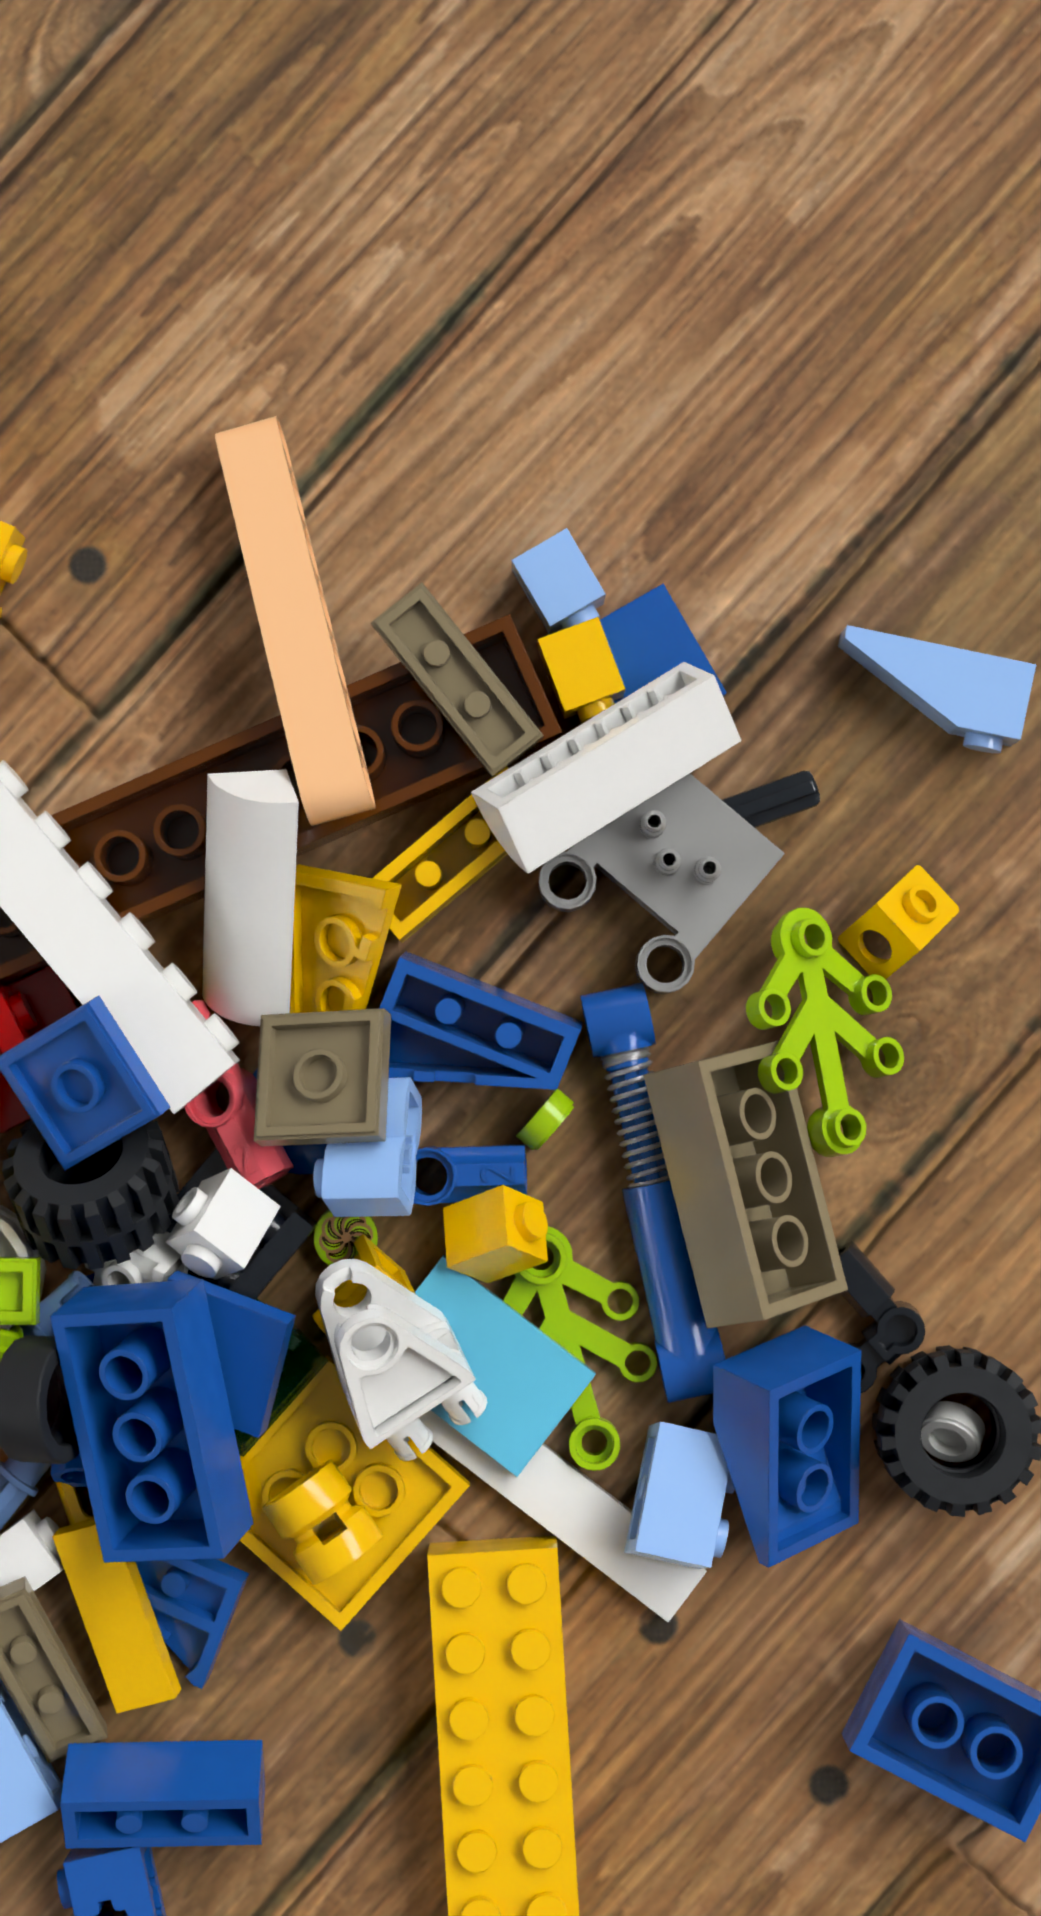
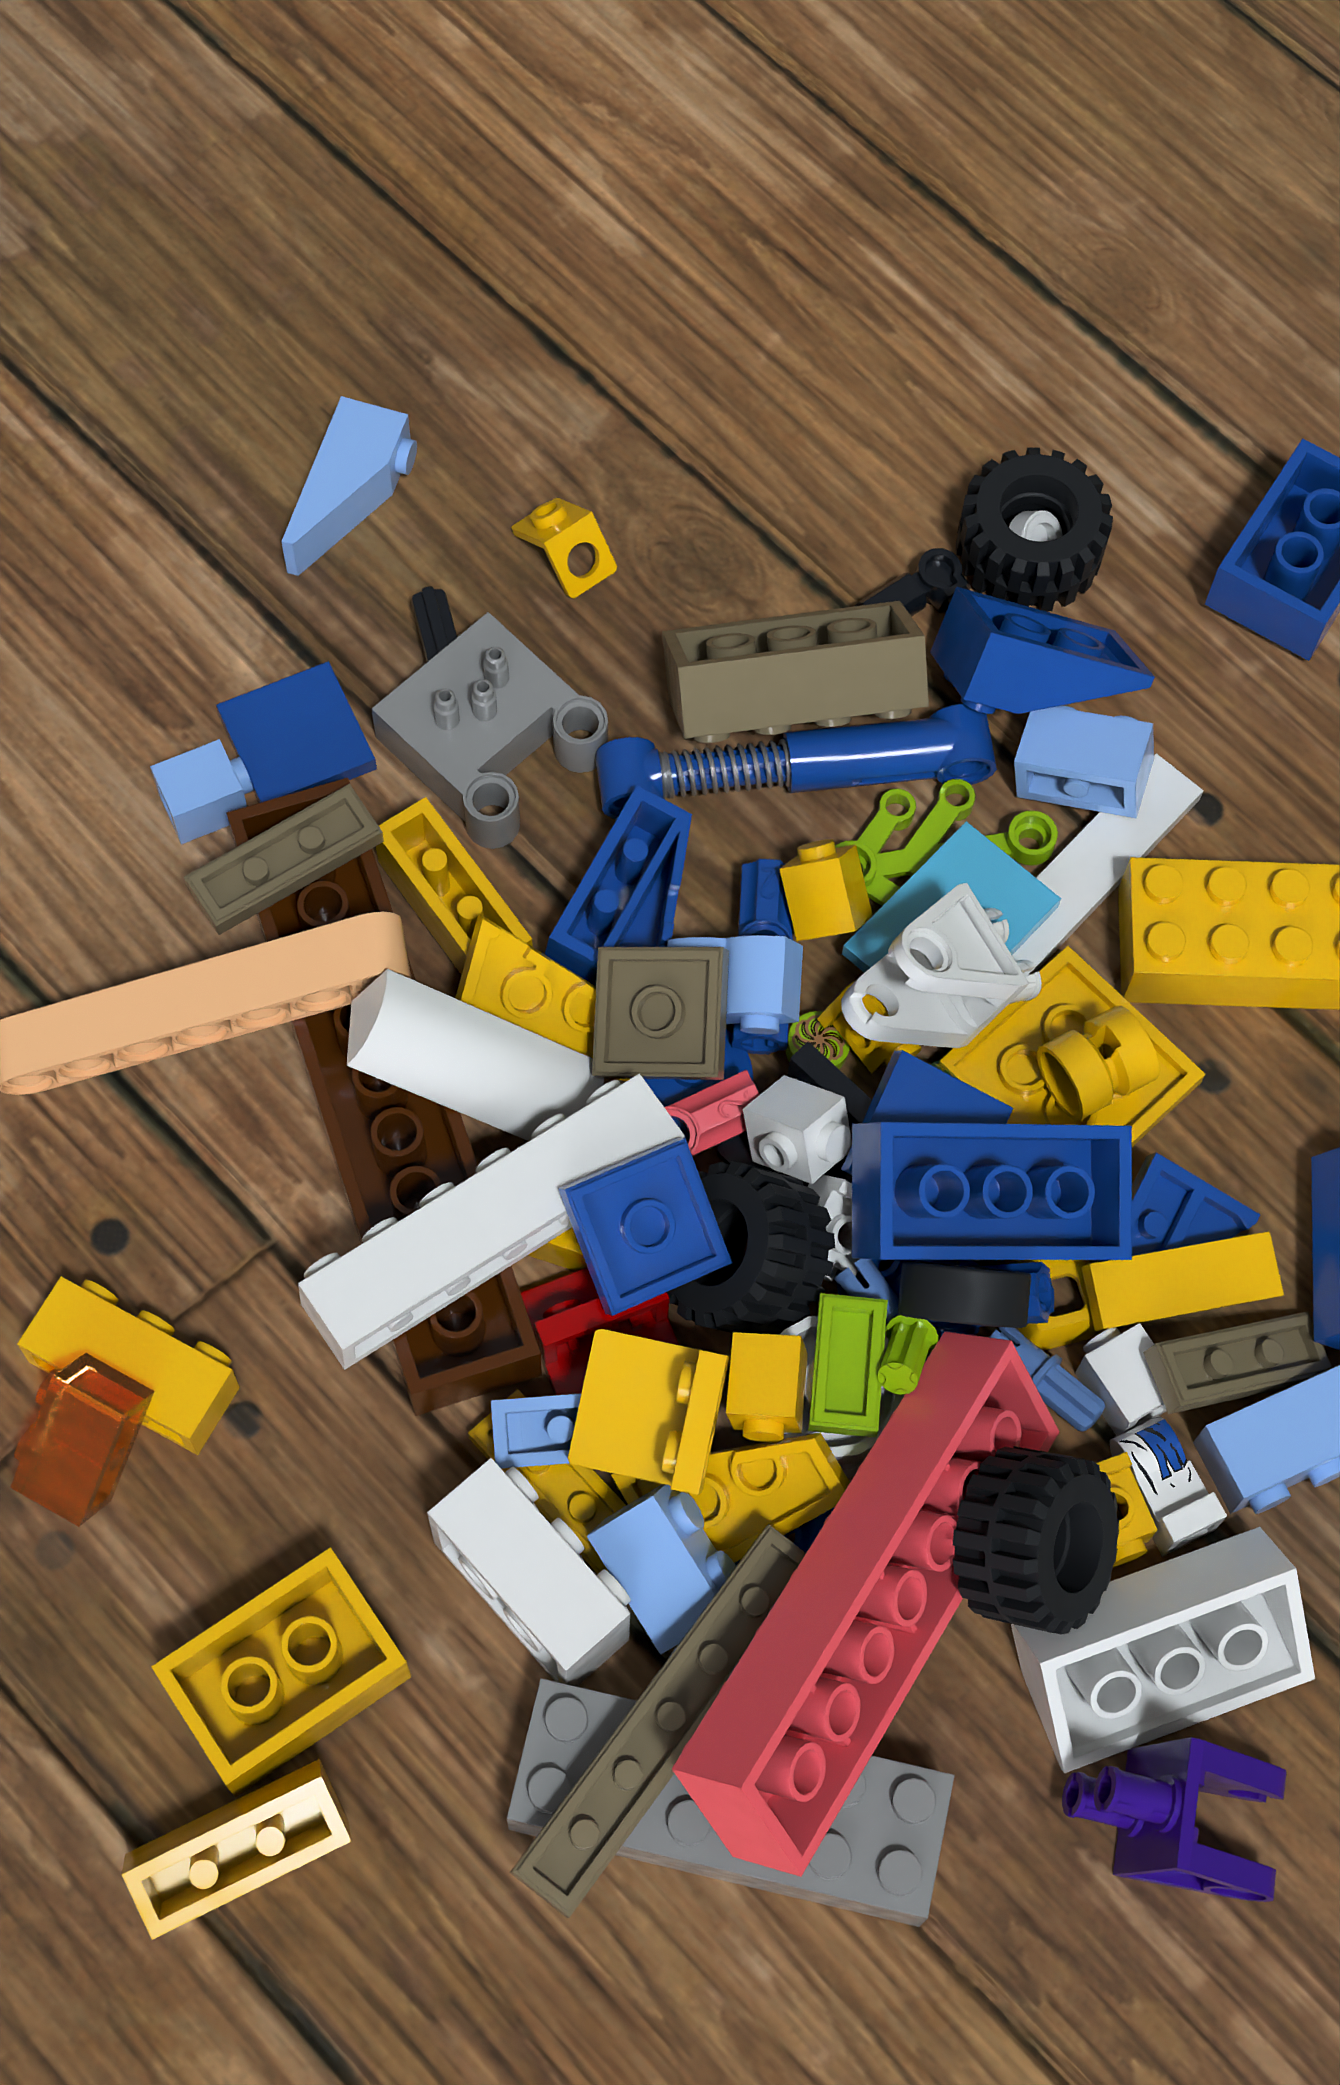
camera: 90 degrees left, 20 degrees down
(546, 1120) = (718, 849): lime tile -> none
(581, 669) = (289, 760): yellow brick -> none
(607, 766) = (386, 738): white brick -> none
(820, 1023) = (628, 619): lime plant -> none

